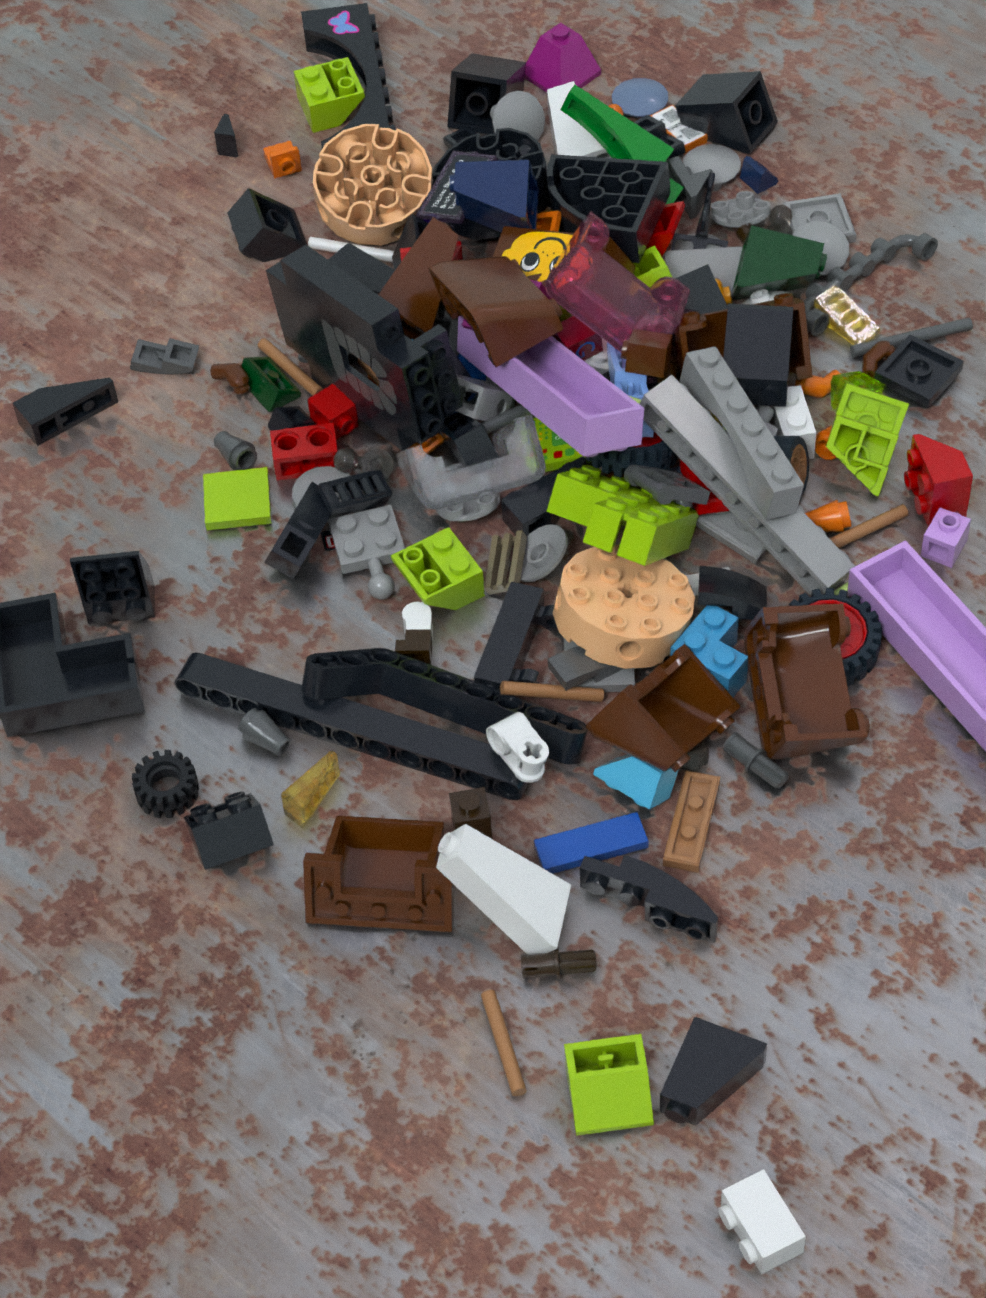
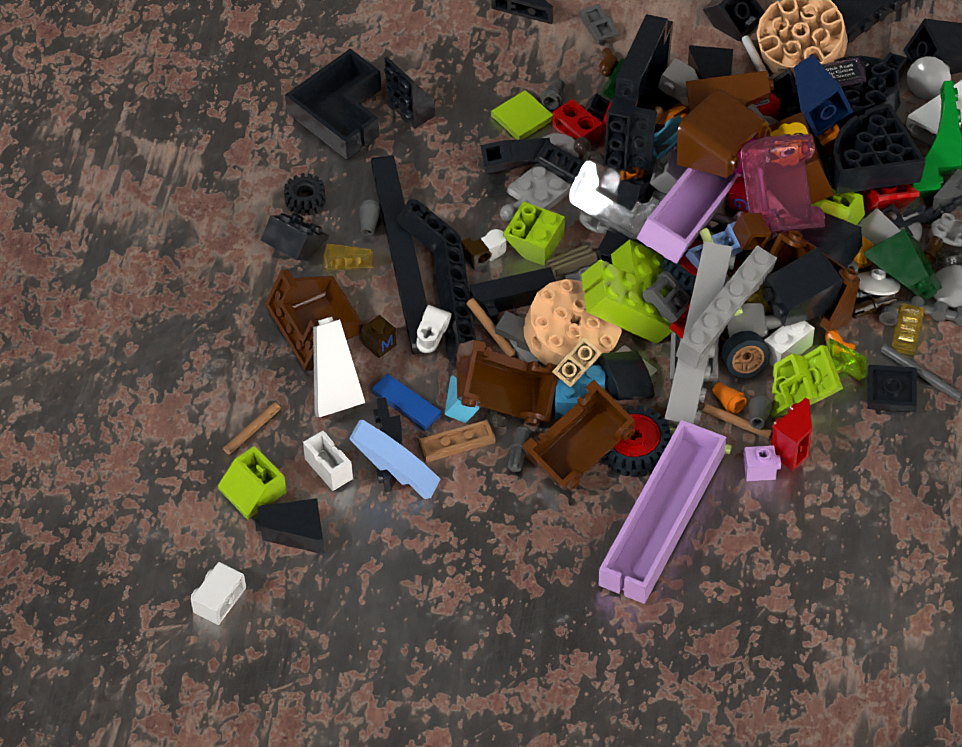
camera: 55 degrees right, 0 degrees up
(558, 963) = (313, 423): dark brown axle -> none
(636, 974) = (327, 460): none -> white brick
(697, 891) = (390, 455): none -> light blue slope
(698, 625) = (577, 362): none -> tan slope
(870, 499) = (759, 410): none -> dark grey cone
(872, 357) = (885, 359): reddish brown arm -> none

